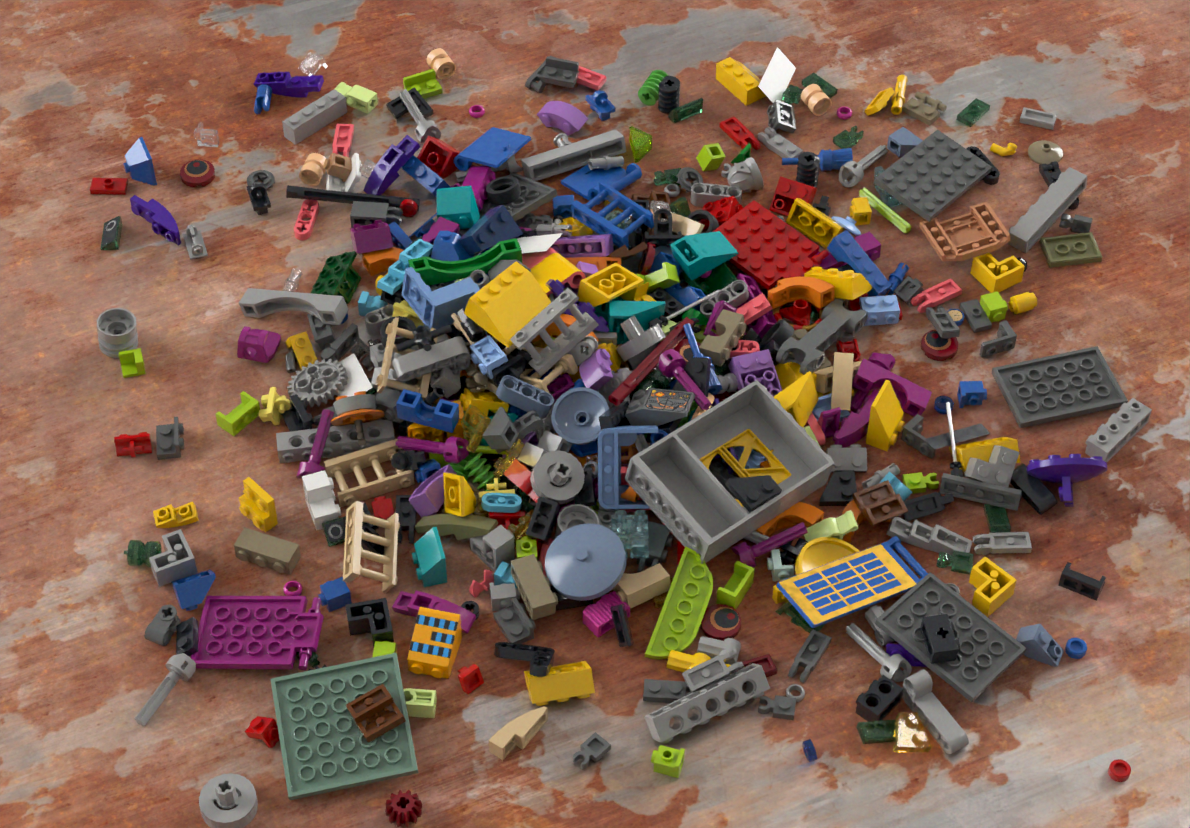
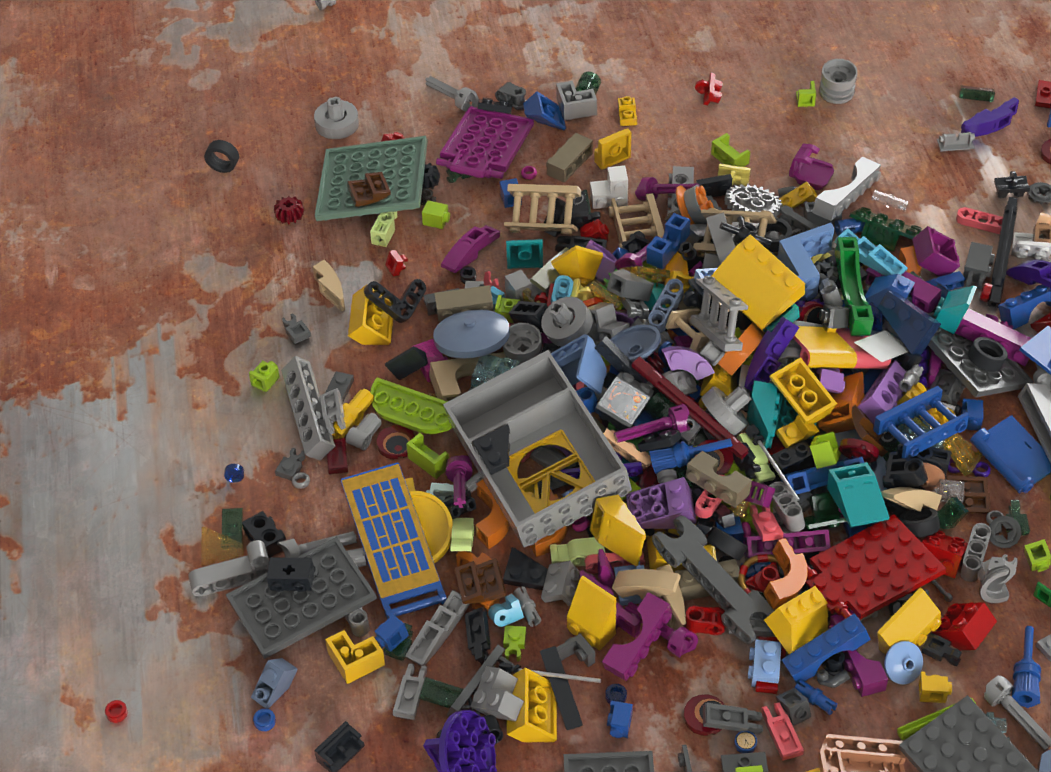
camera: 105 degrees right, 0 degrees up
(169, 440) = (712, 113): dark grey bracket -> none
(370, 617) = (469, 210): black brick -> none
(434, 643) = (433, 241): light orange slope -> none
(605, 162) = (1038, 459): light grey pin -> none
(693, 313) = (768, 477): green slope -> none
(808, 169) = (1001, 641): black piece -> none
(810, 654) = (332, 496): dark grey hinge -> none
(960, 558) = (391, 633): none -> blue brick

